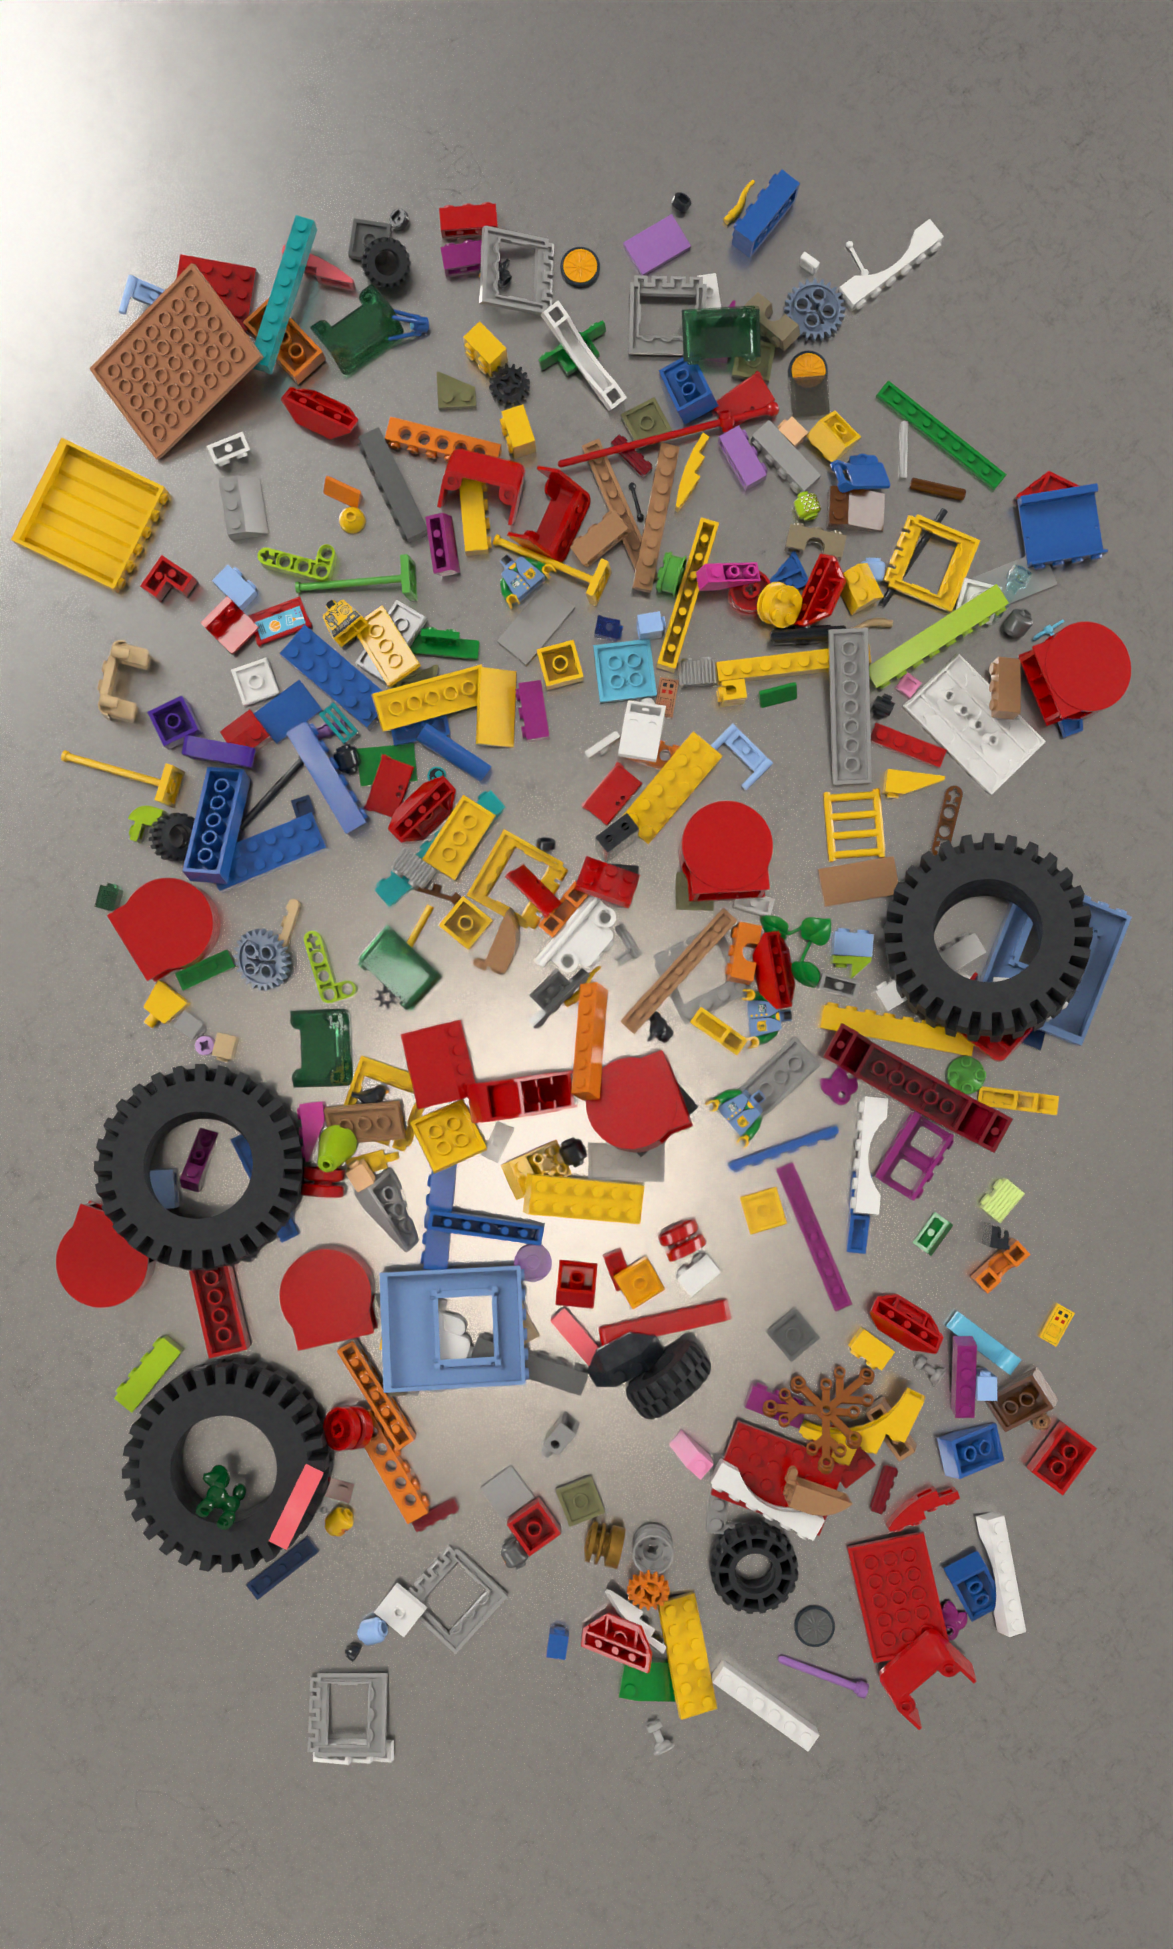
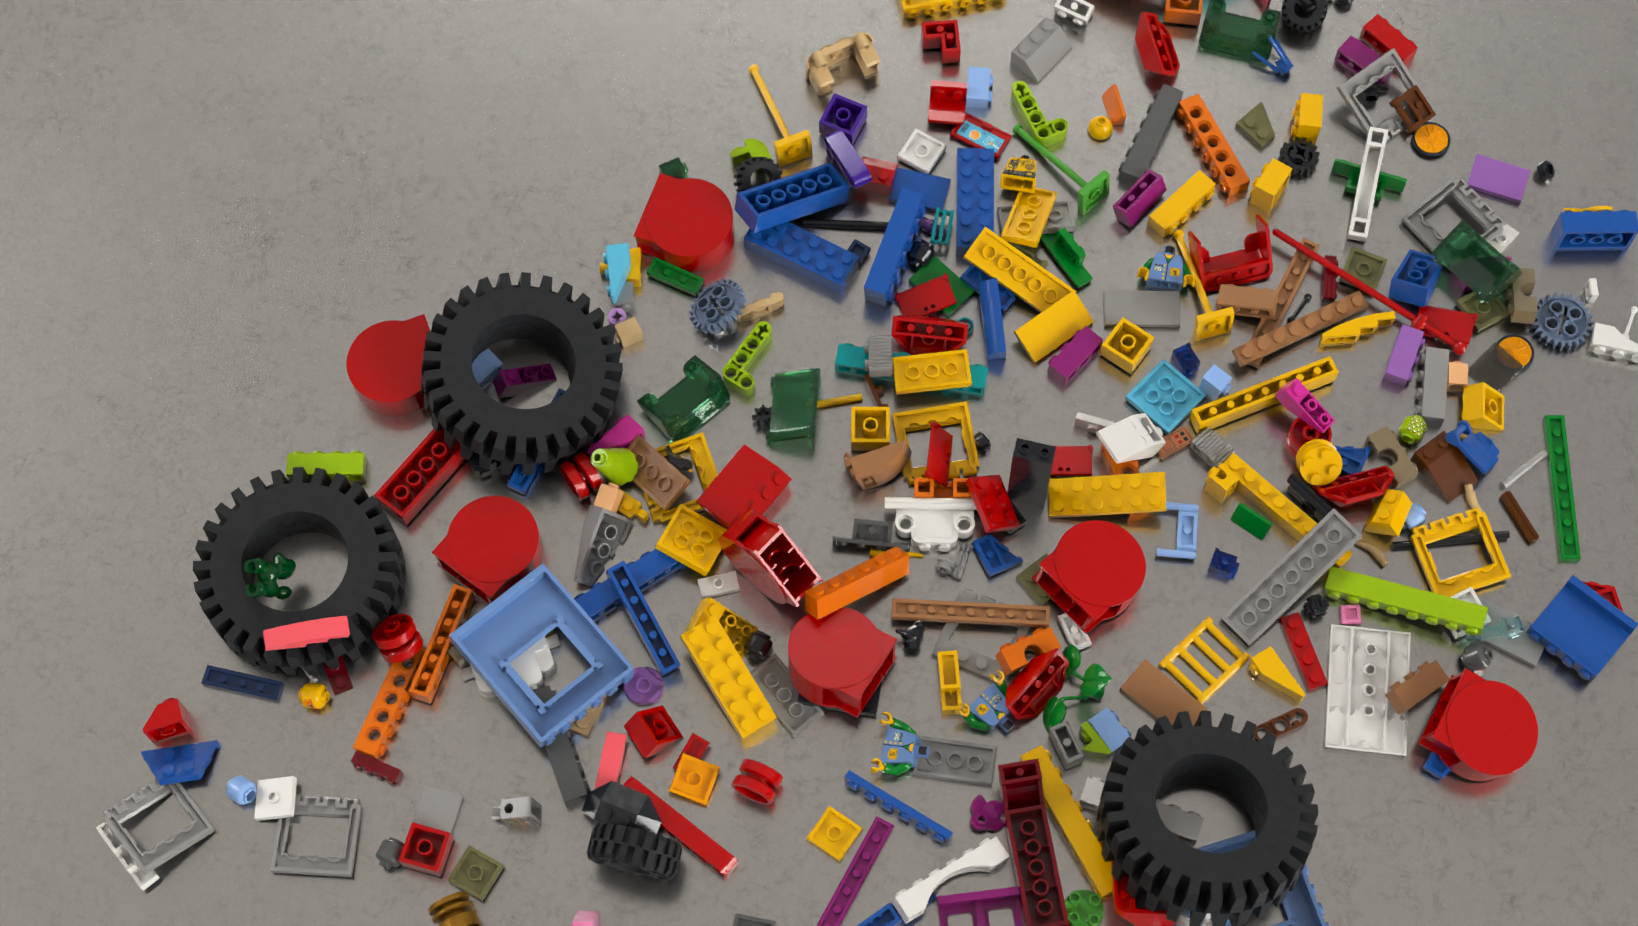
camera: 55 degrees right, 20 degrees down
(164, 1013) = (618, 268): none -> medium azure slope
(270, 1647) = (167, 721): none -> red slope
(312, 1662) = (180, 762): none -> blue wing
(353, 1653) = (211, 790): black hinge -> none
(486, 469) = (1230, 198): red windscreen -> none
(547, 252) = (1417, 106): none -> reddish brown plate
(646, 912) = (994, 555): none -> blue wing
(671, 573) = (1268, 367): bright green wheel -> none
(697, 1274) = (739, 818): white brick -> none
(787, 748) = (1219, 568): none -> clear blue brick
(896, 512) = (1471, 497): none -> tan animal

